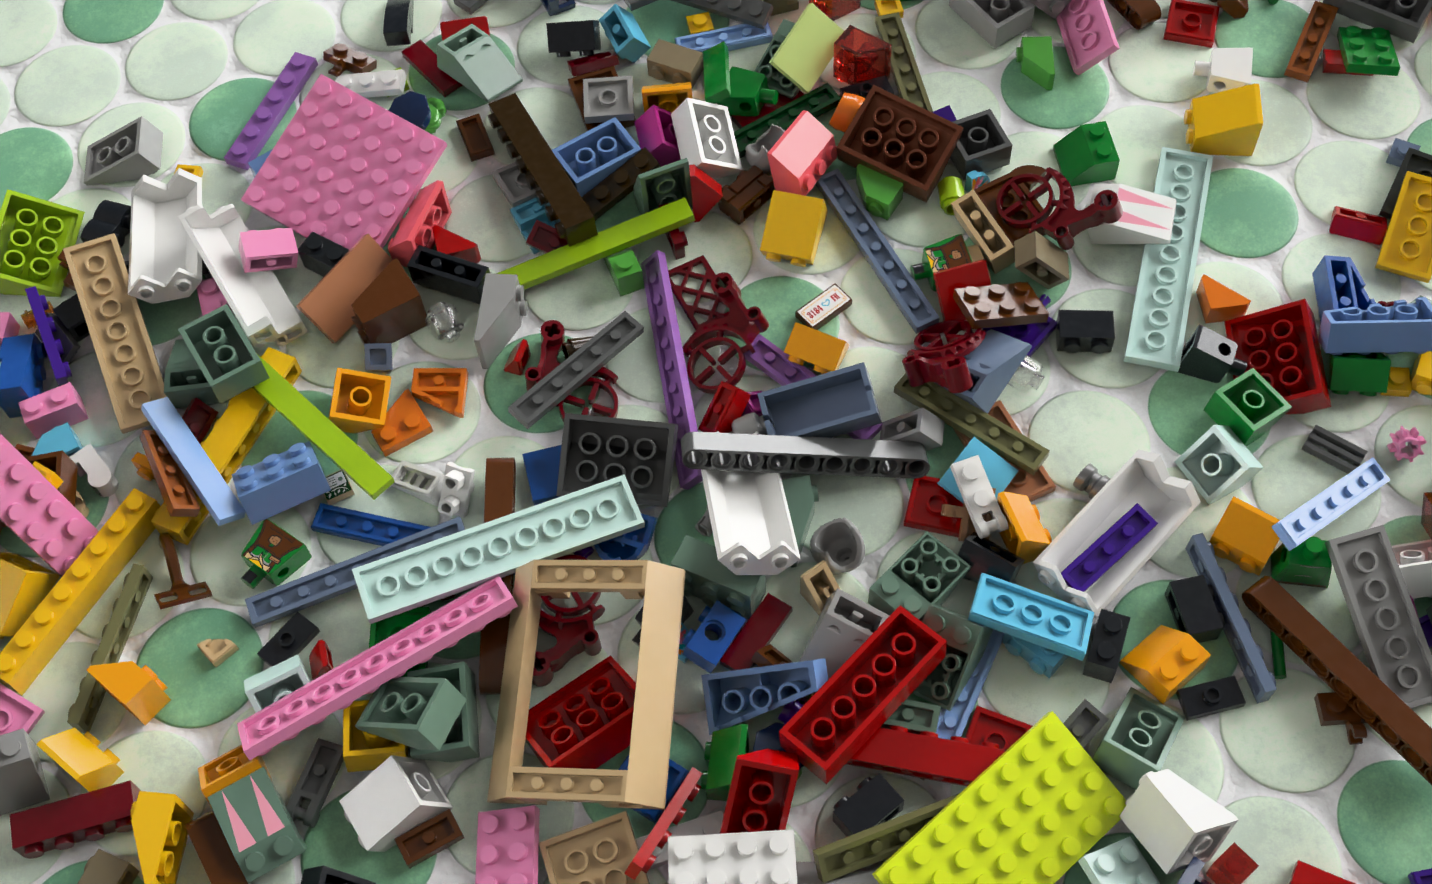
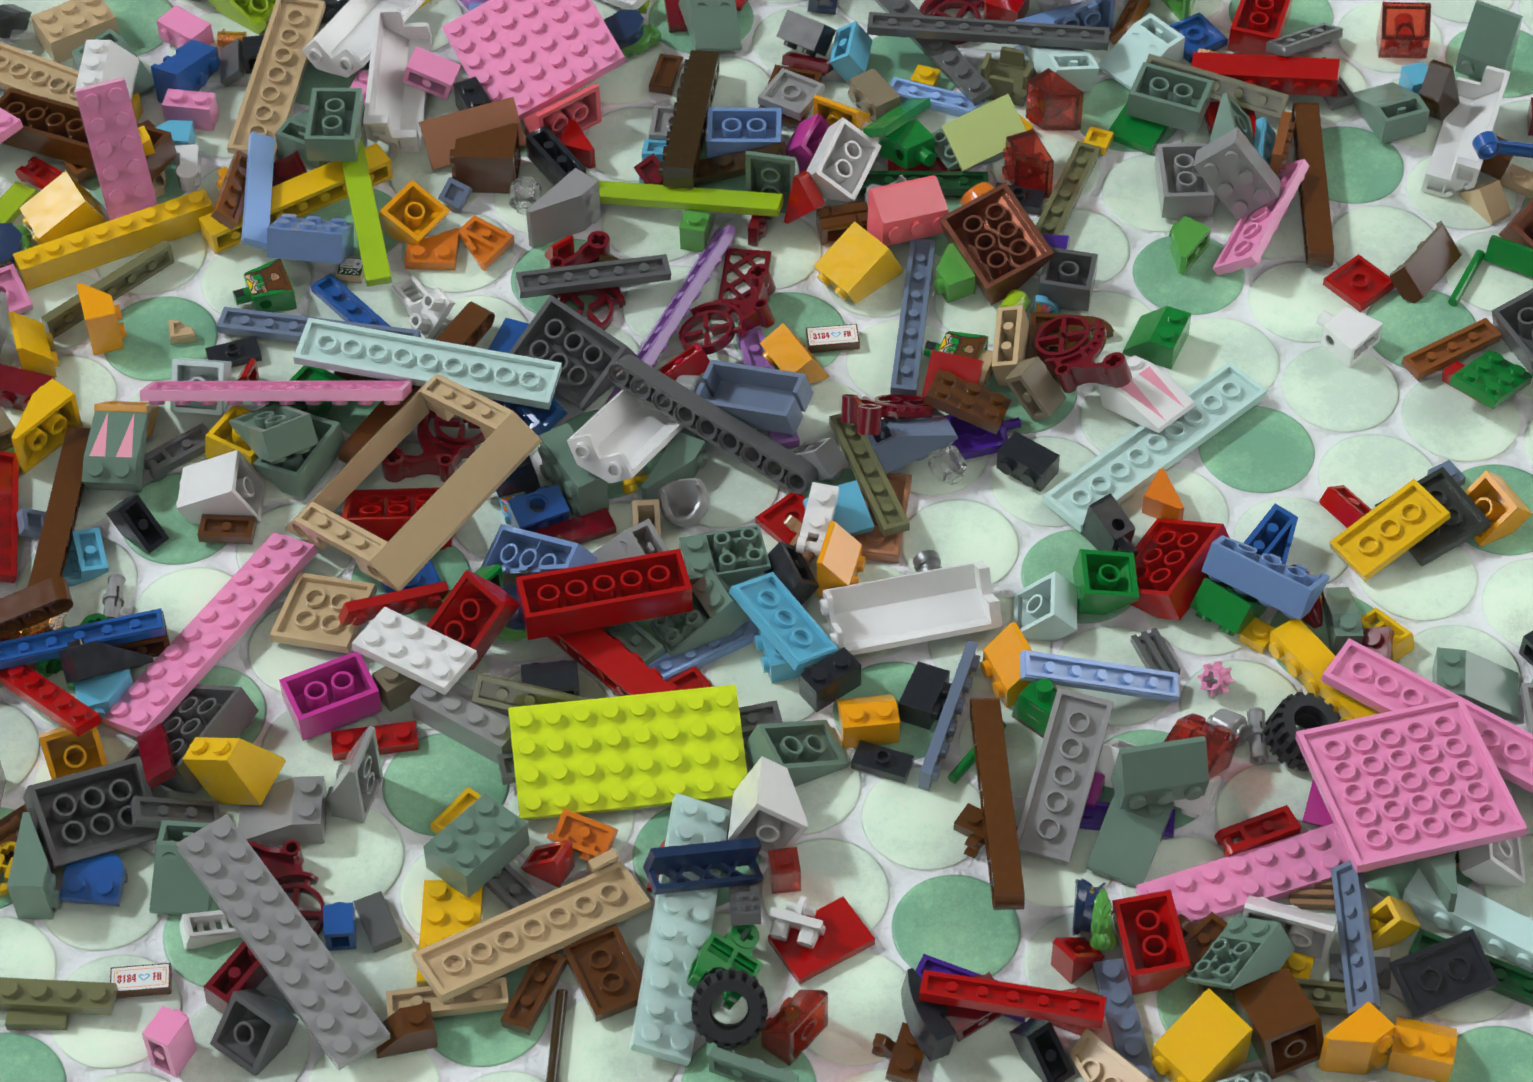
camera: 30 degrees right, 10 degrees down
(46, 328) = (226, 47): dark purple plate -> none
(179, 587) = (186, 277): reddish brown piece -> none
(1108, 549) = (893, 617): dark purple plate -> none
(1225, 122) = (1301, 370): yellow slope -> none

